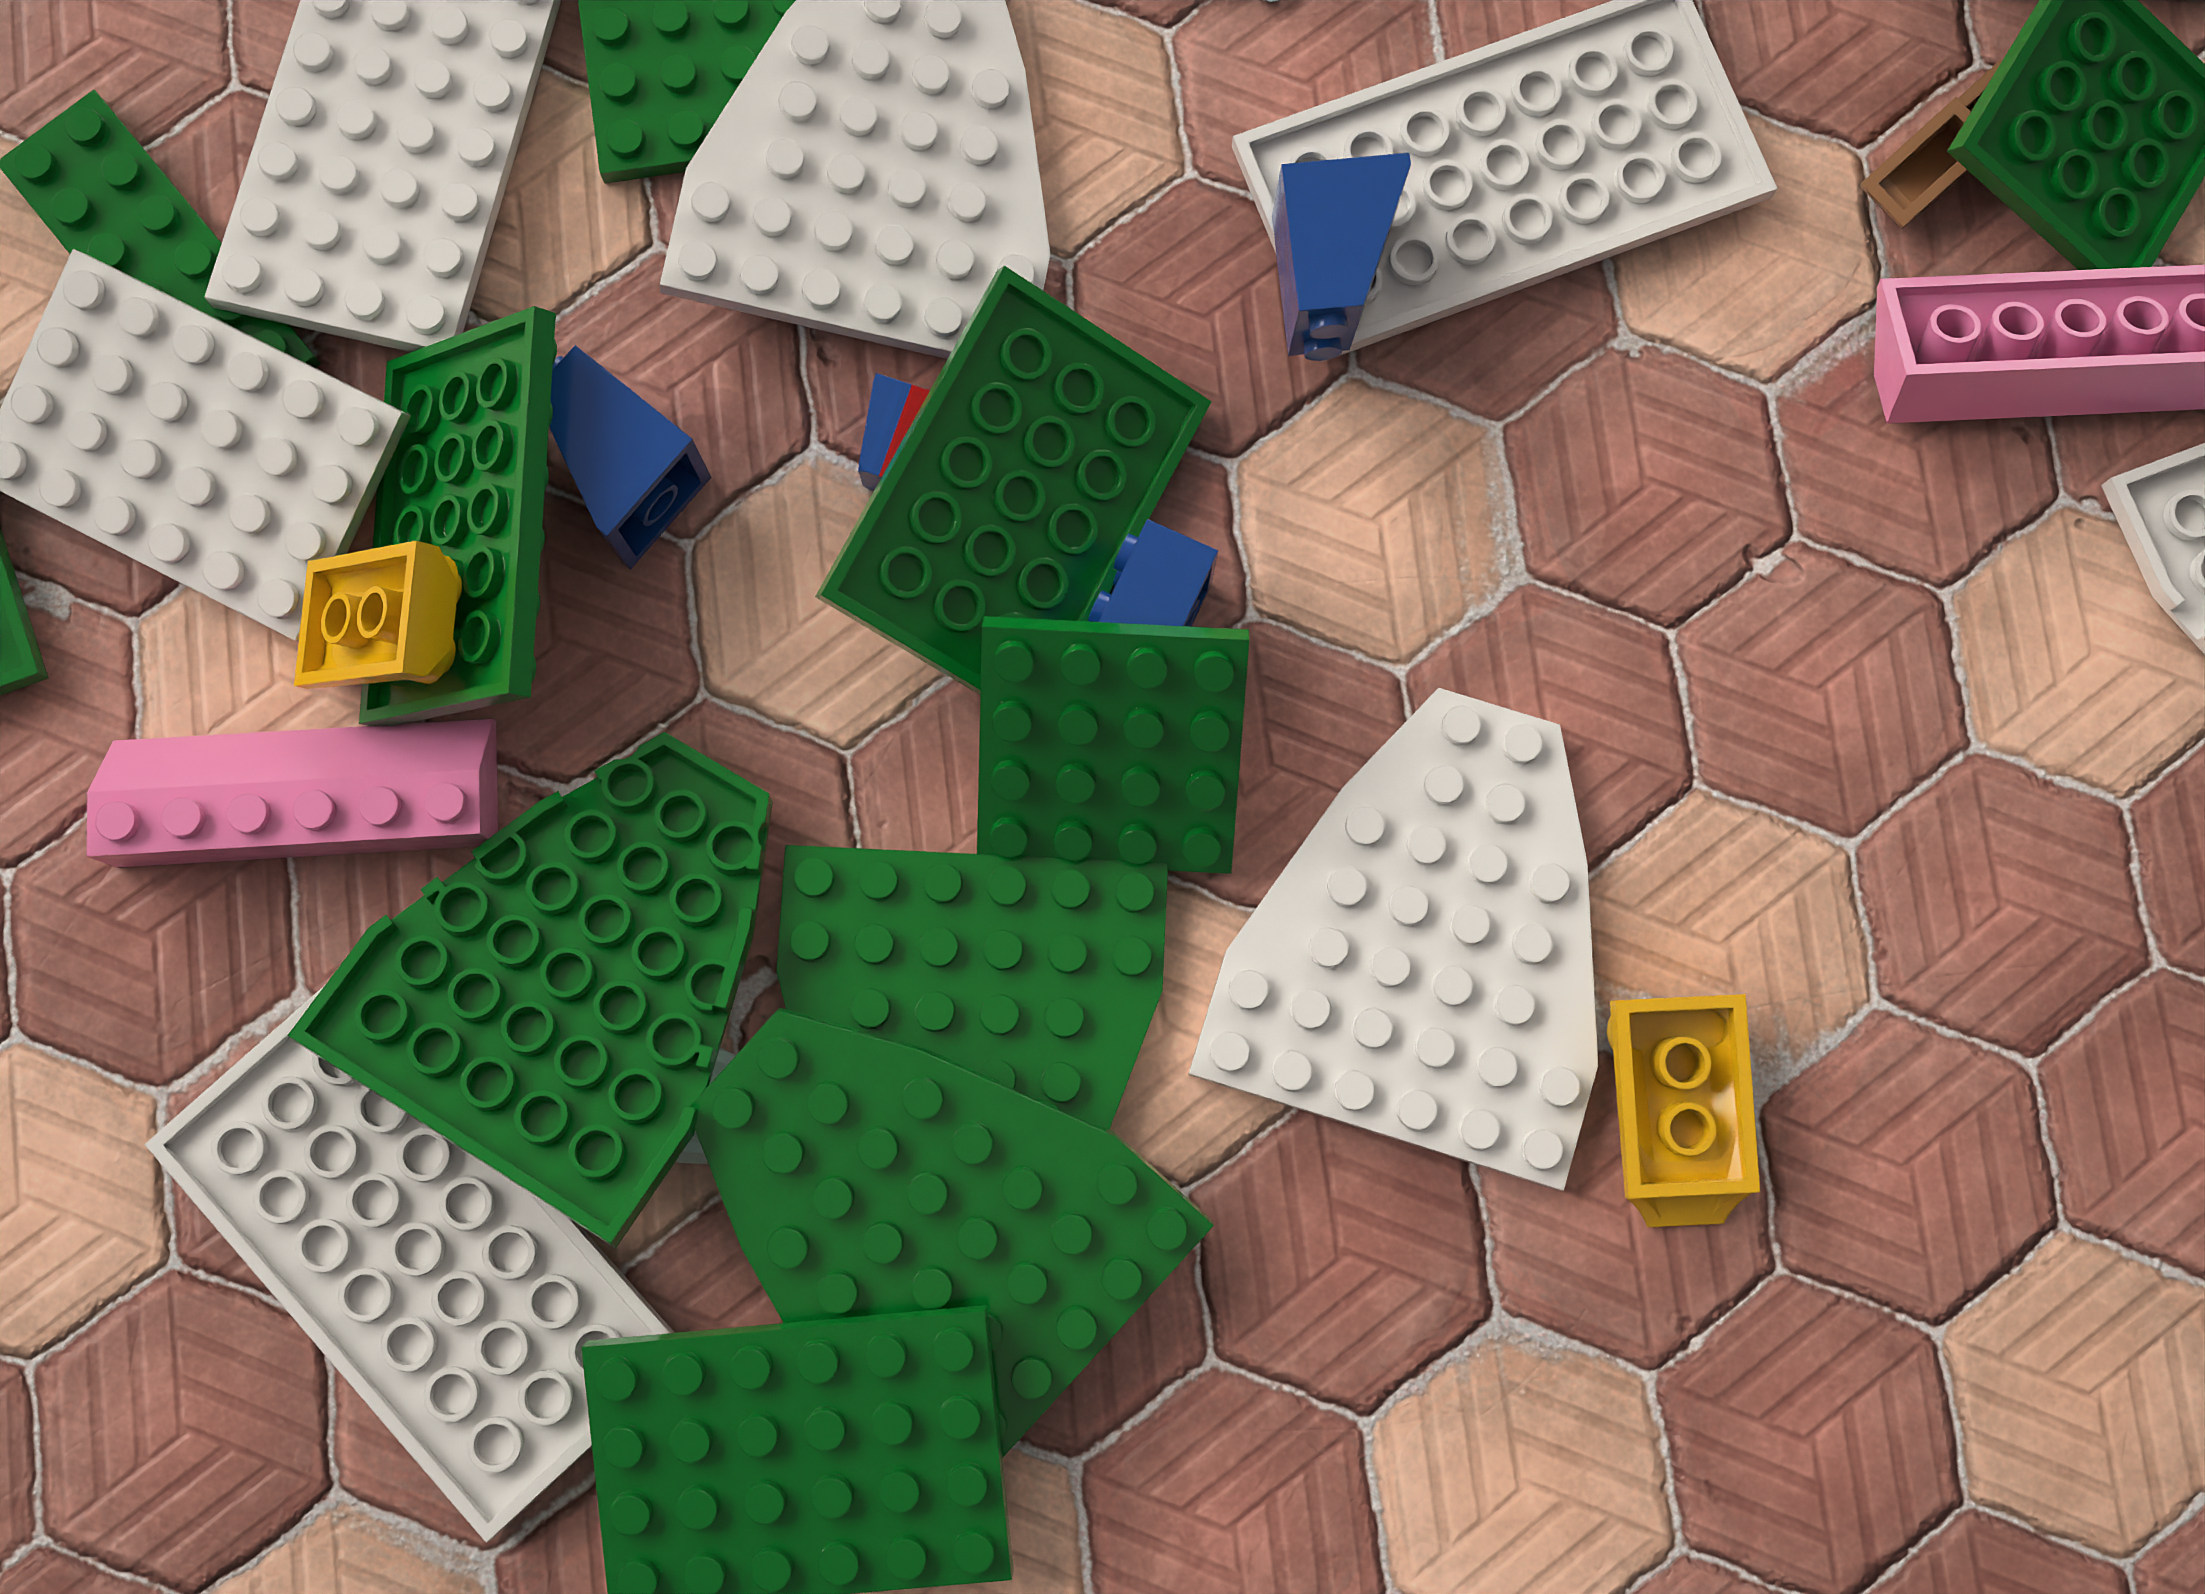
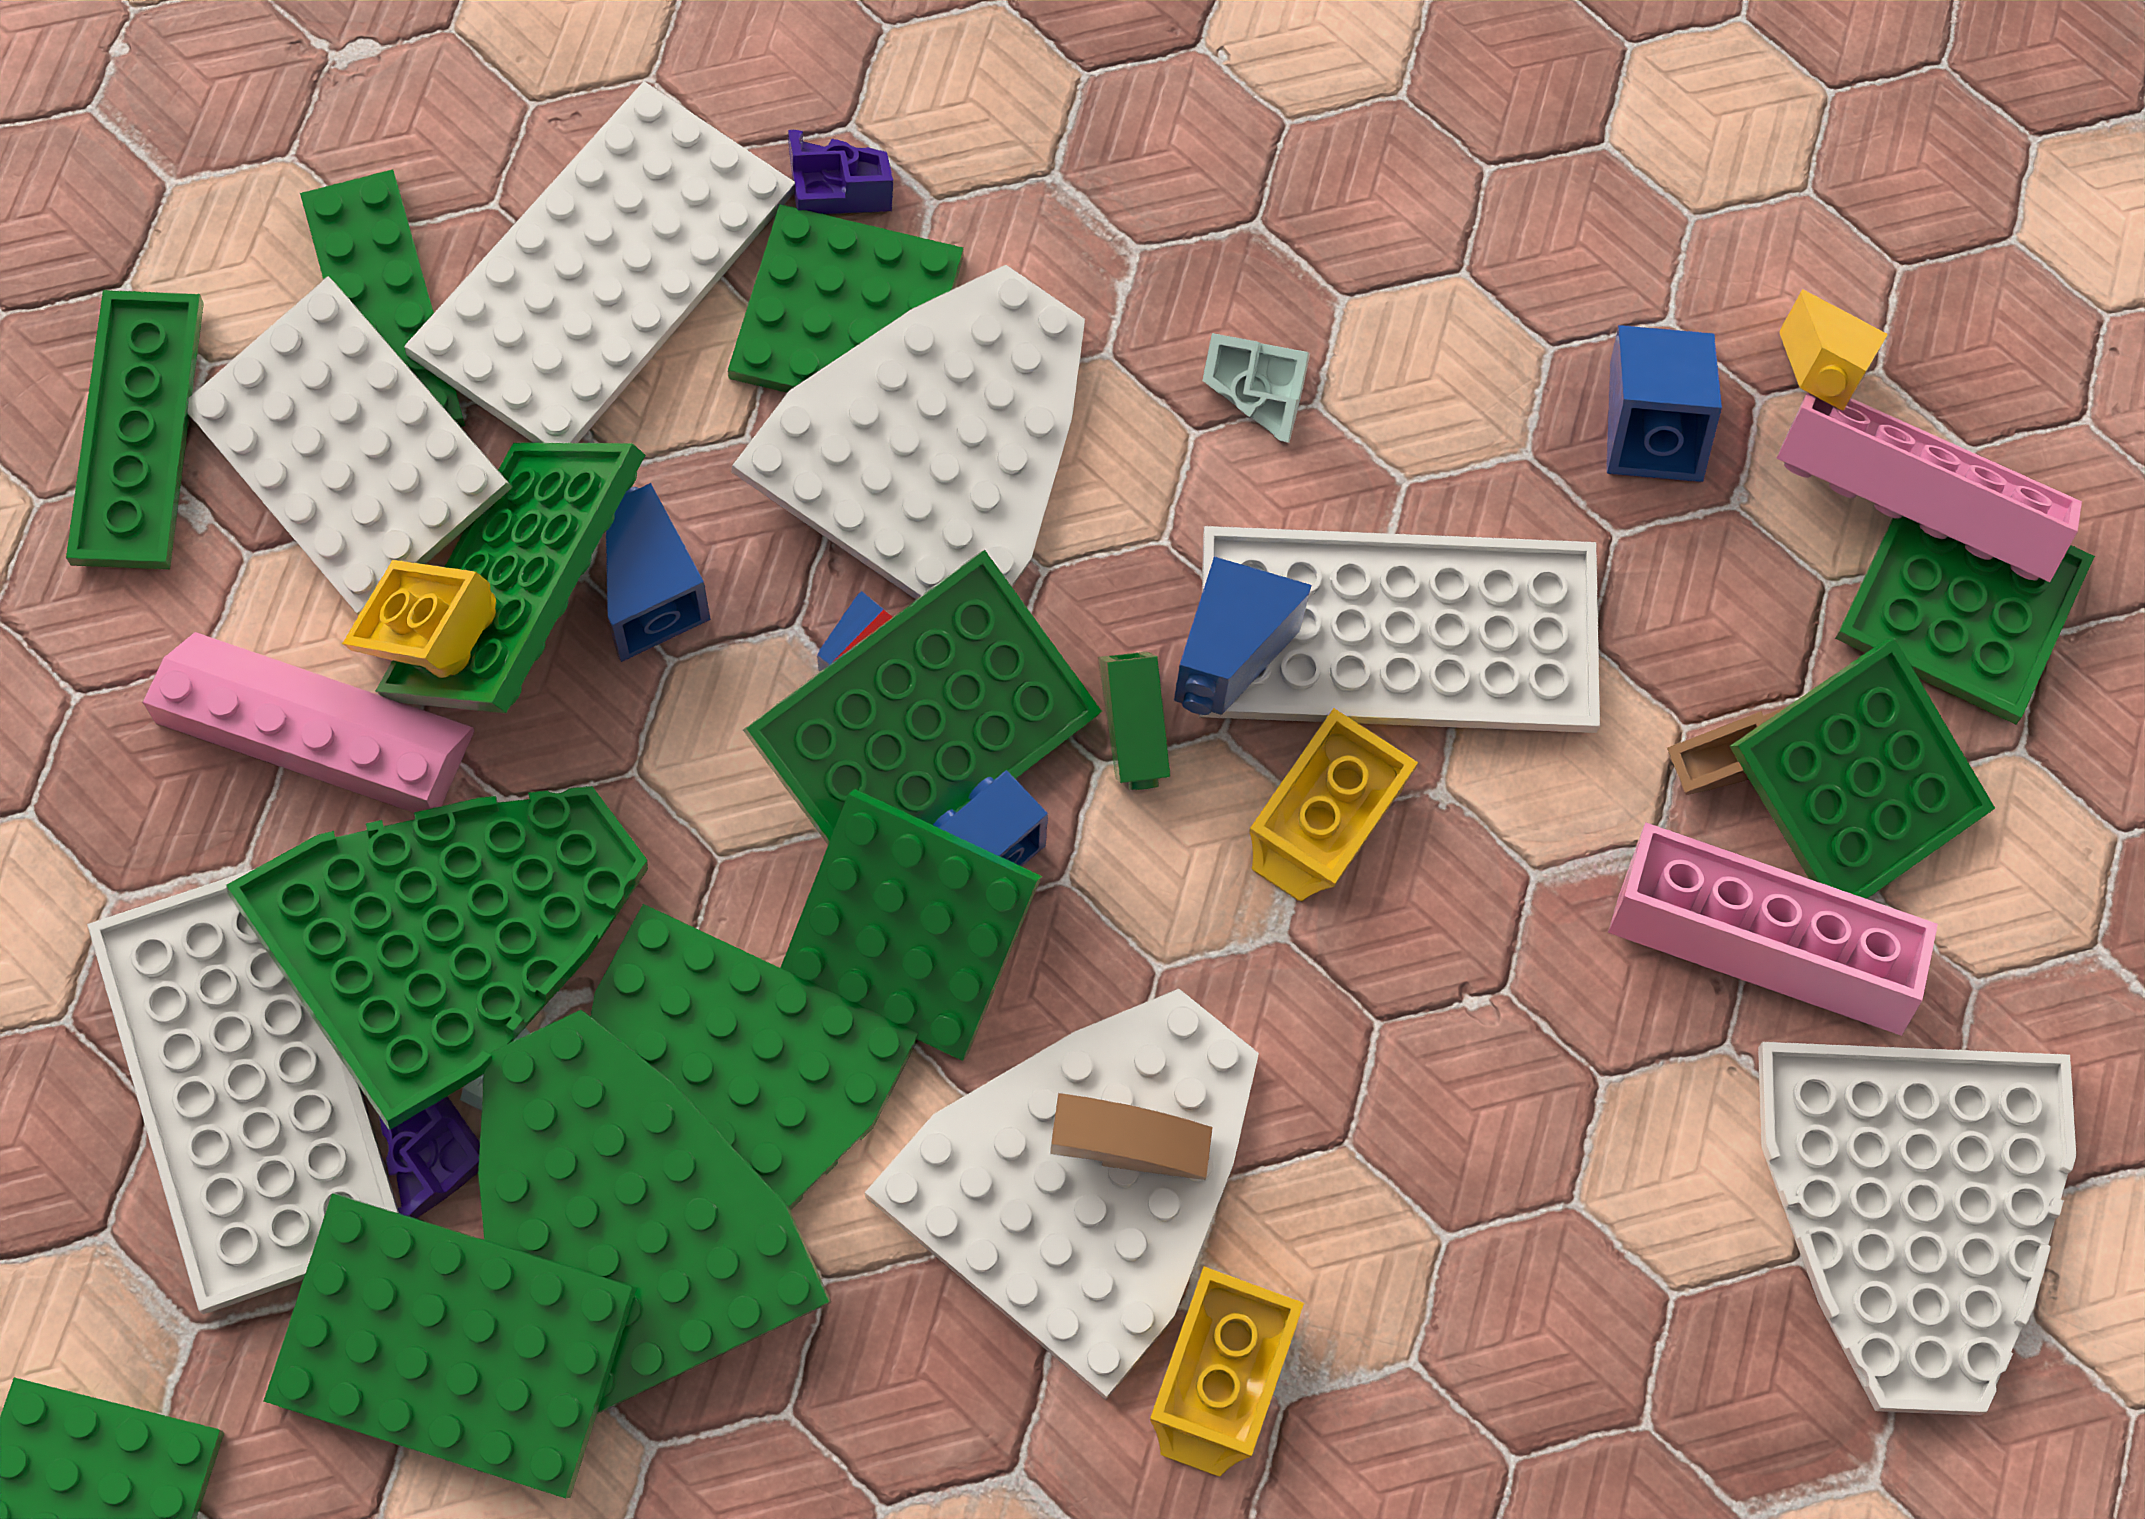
camera: 20 degrees right, 10 degrees down
(677, 1246) = (431, 1156): none -> dark purple slope
(1253, 392) = (1135, 718): none -> green slope
(1467, 887) = (1130, 1137): none -> medium nougat slope
(1516, 407) = (1327, 807): none -> yellow slope

